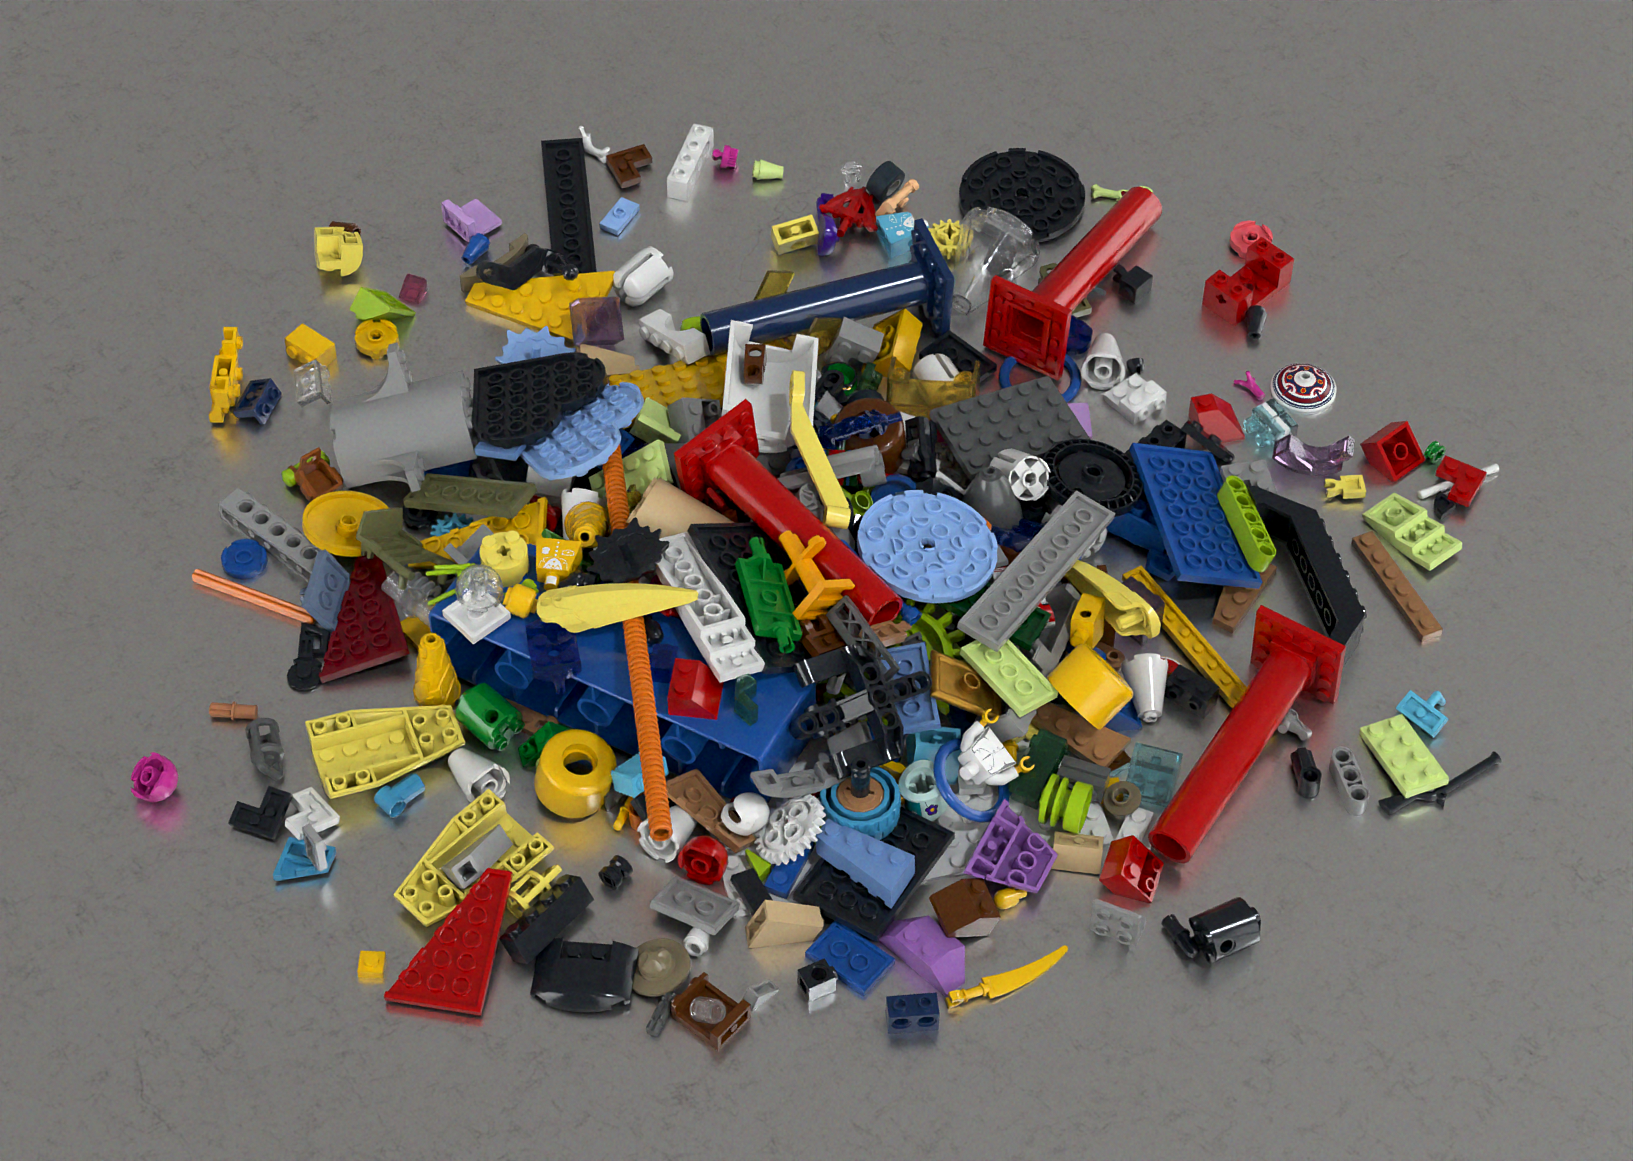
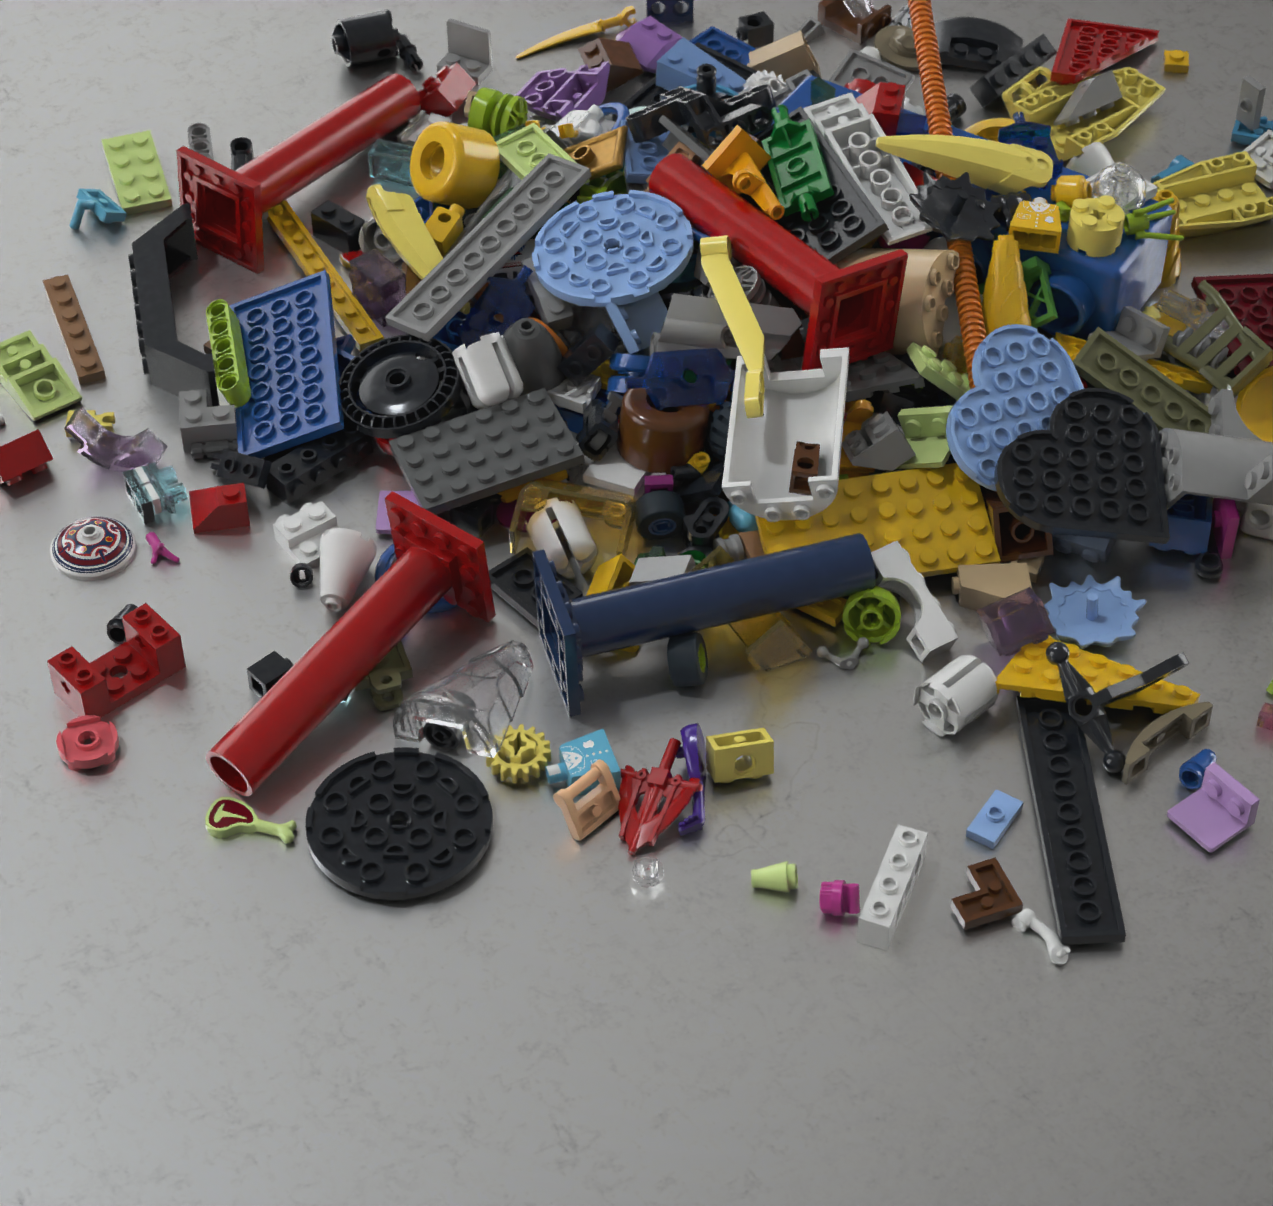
camera: 175 degrees left, 5 degrees down
(885, 181) = (599, 838): black wheel -> none
(1439, 794) = (161, 144): black piece -> none

